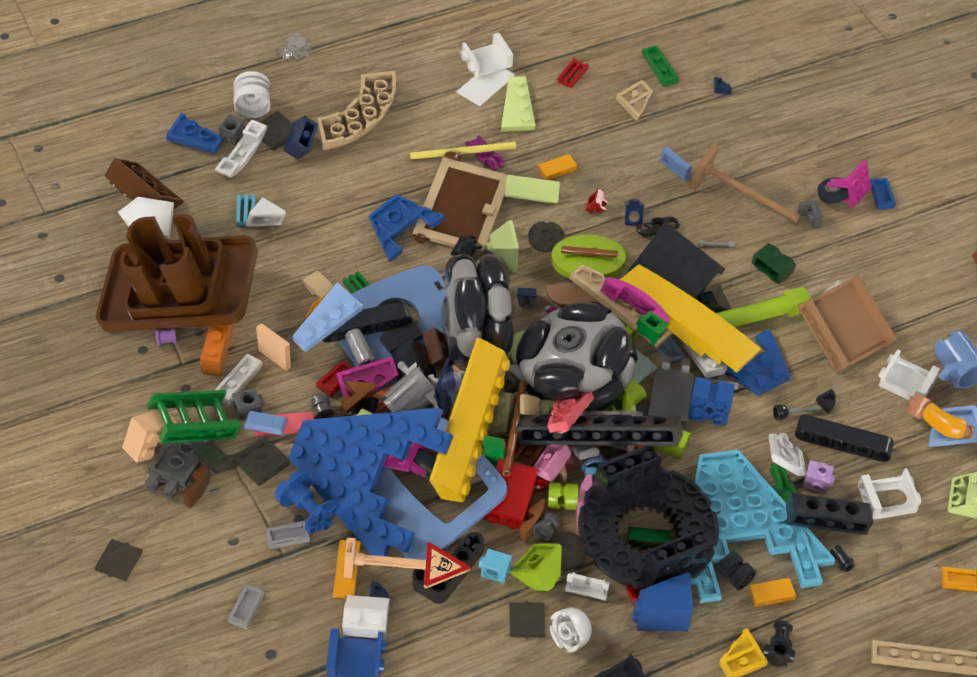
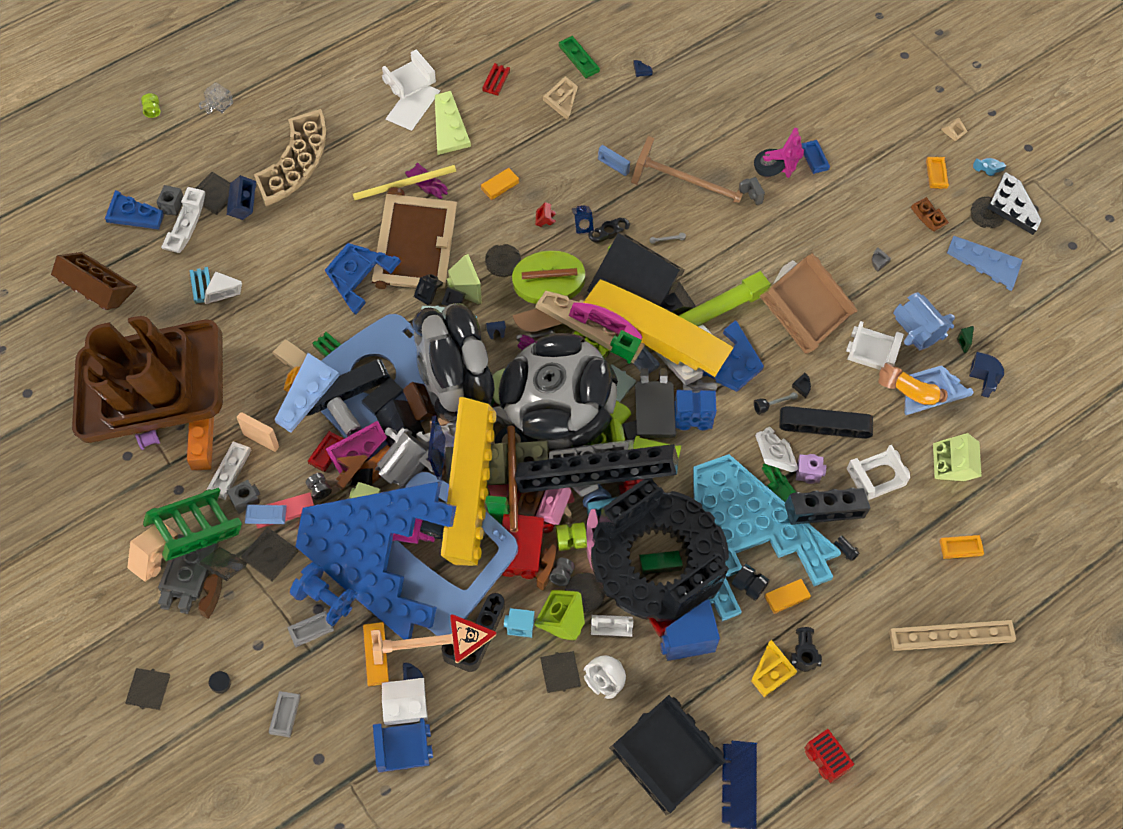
camera: 10 degrees left, 10 degrees up
(149, 207) = (105, 308): white tile -> none
(189, 566) = (219, 682): none -> black tile
(230, 43) = (150, 105): none -> lime wheel
(251, 94) = (182, 159): white wheel -> none
(529, 405) = (522, 451): tan slope -> none
(532, 189) = (480, 213): yellowish green slope -> none
(567, 412) = (562, 456): coral wing -> none
(773, 263) = (726, 250): dark green brick -> none
(930, 298) = (879, 259): none -> flat silver tile

